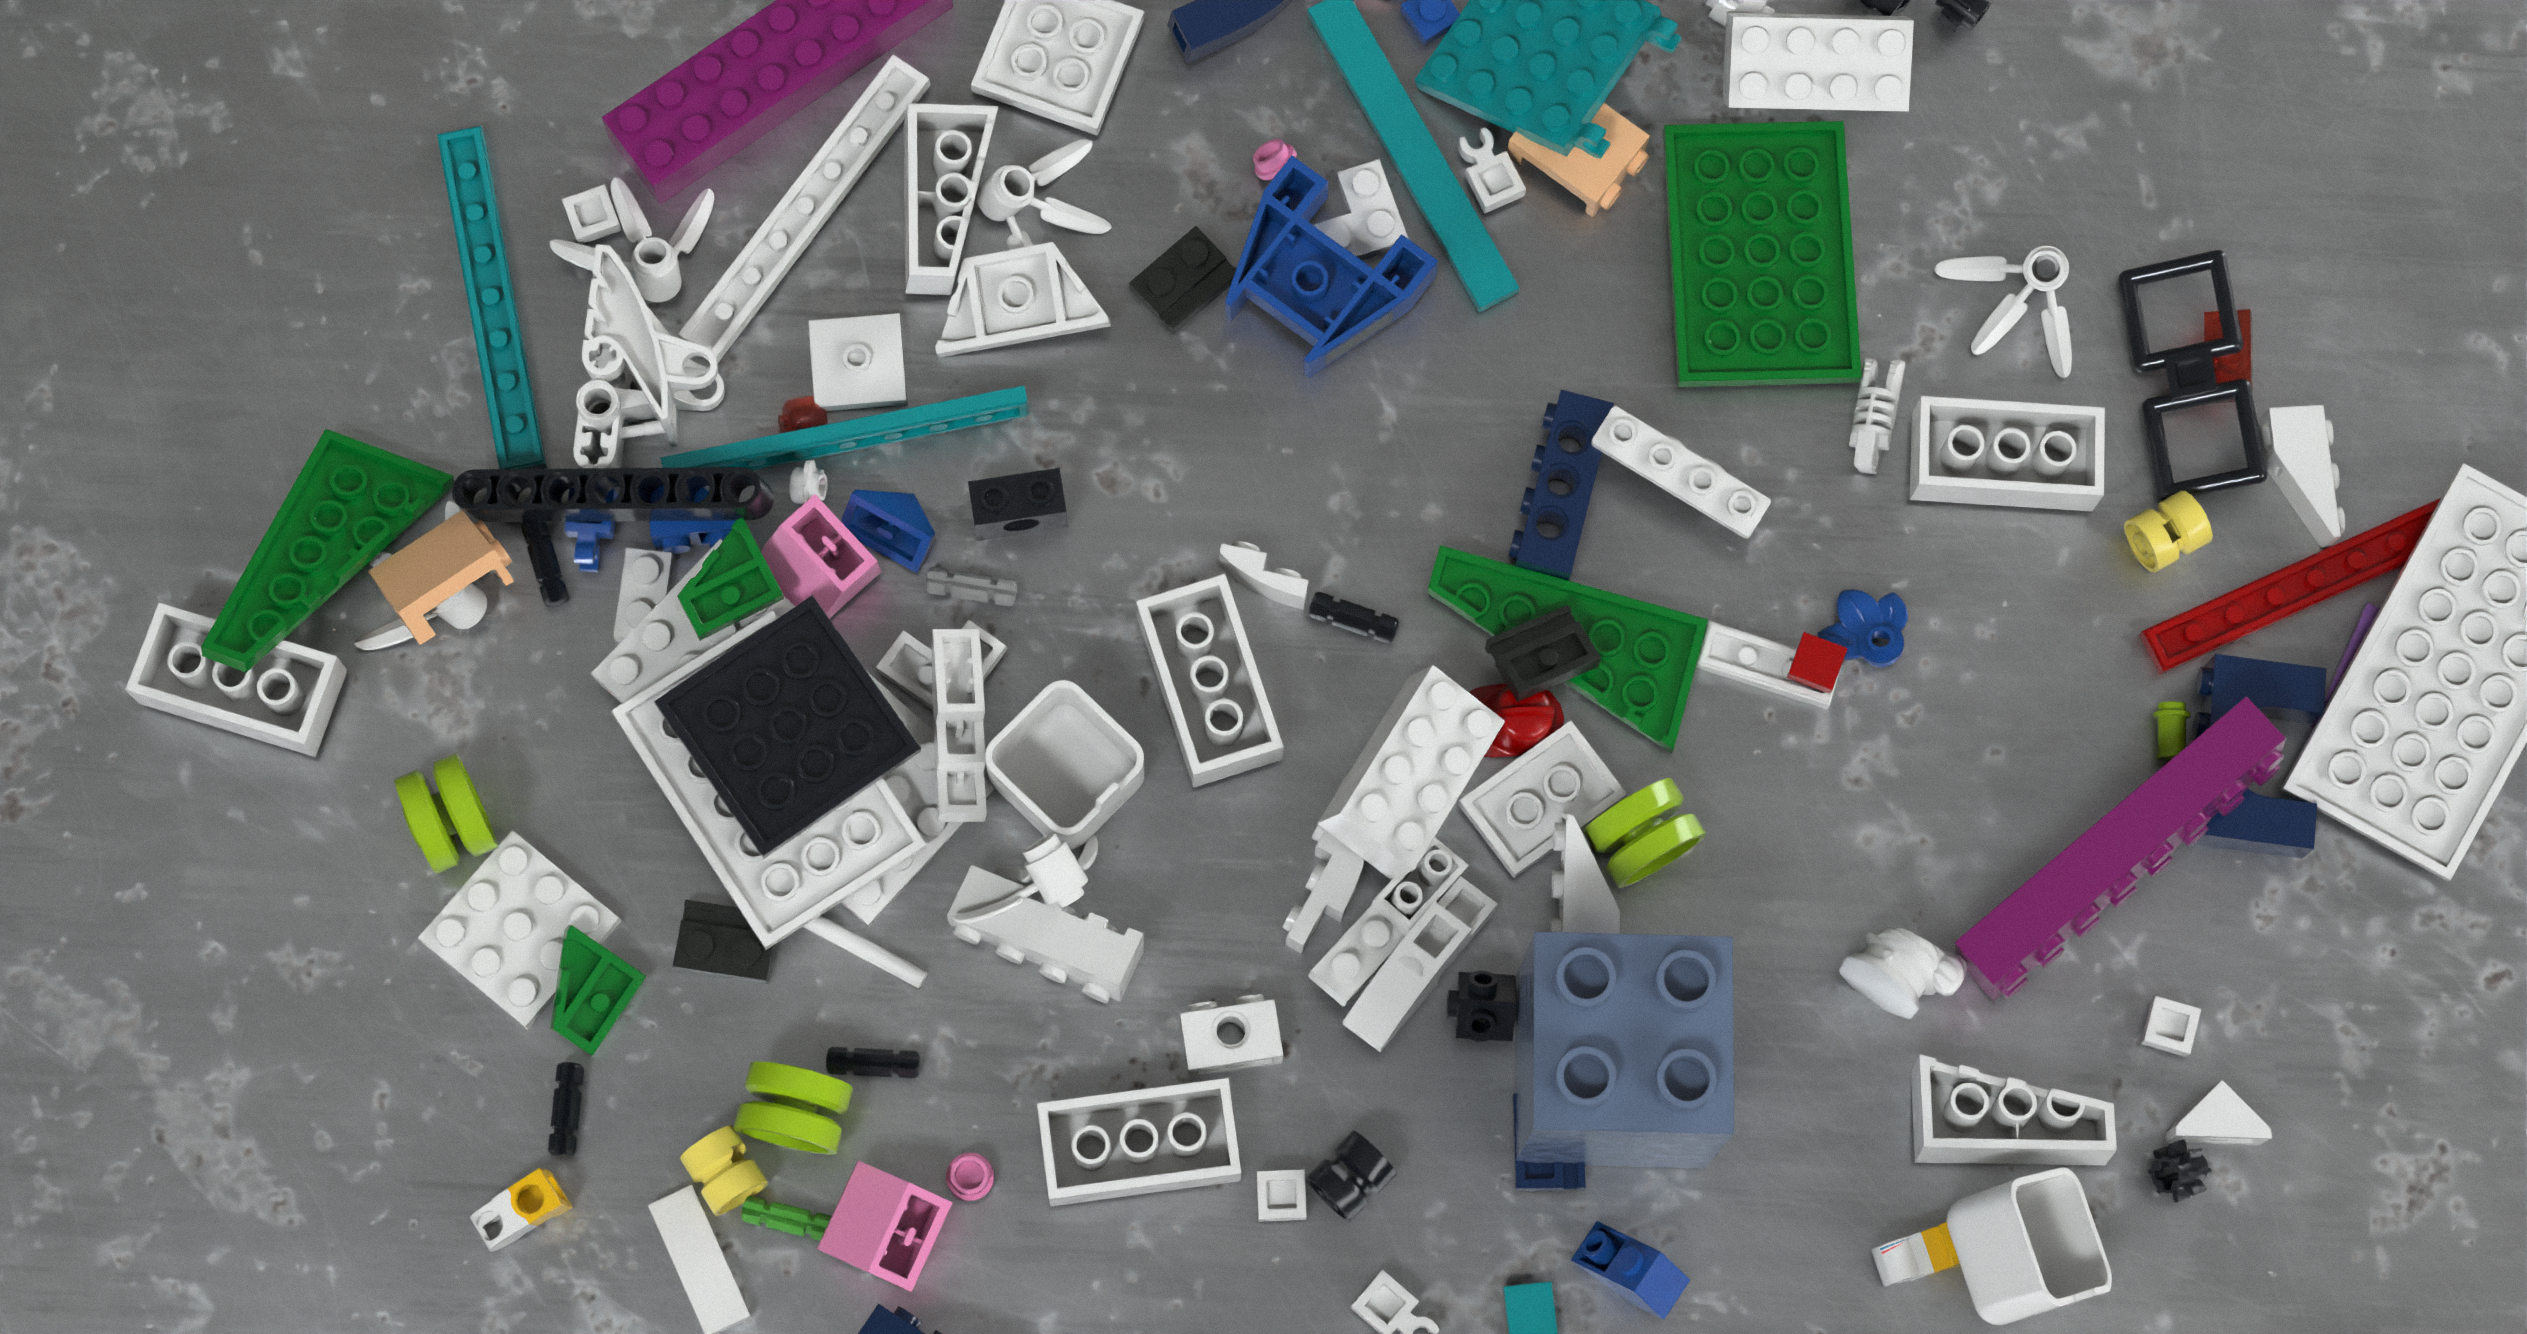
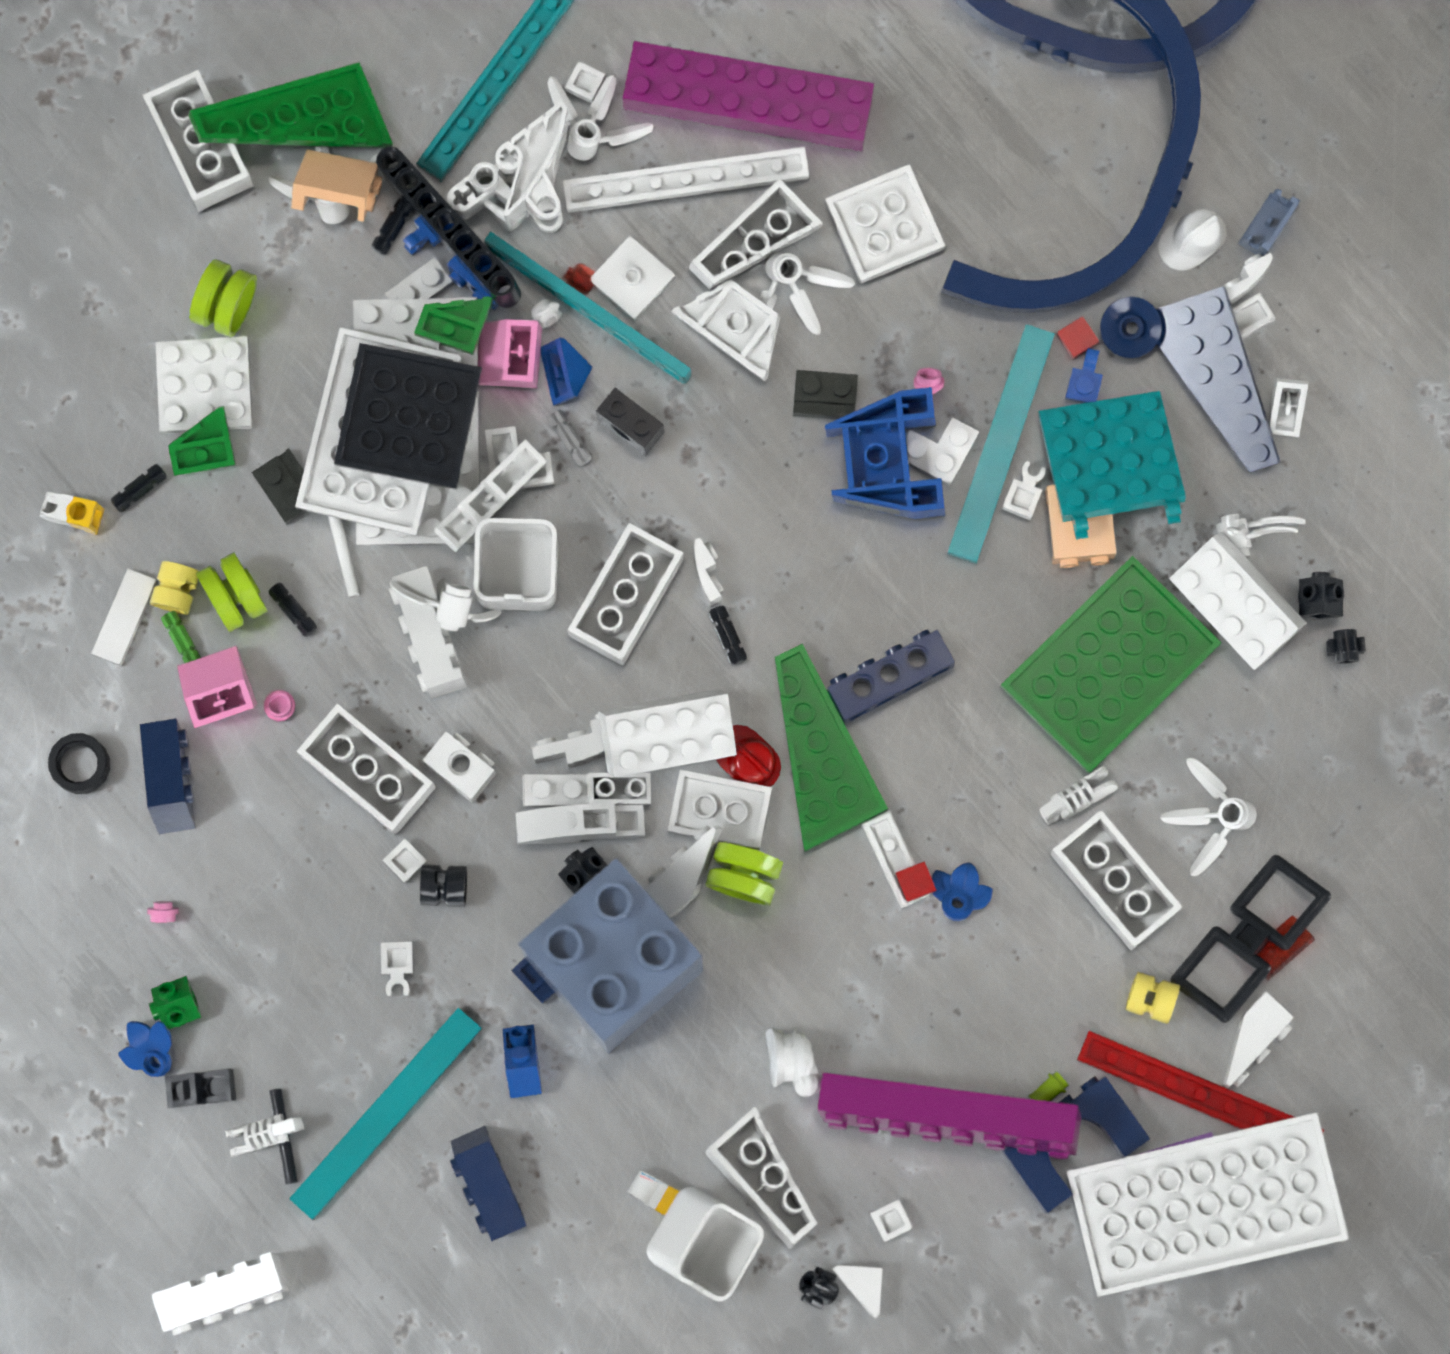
camera: 55 degrees right, 5 degrees up
(1542, 653) = (790, 742): pearl dark grey plate -> none
(1681, 472) = (948, 726): white bracket -> none

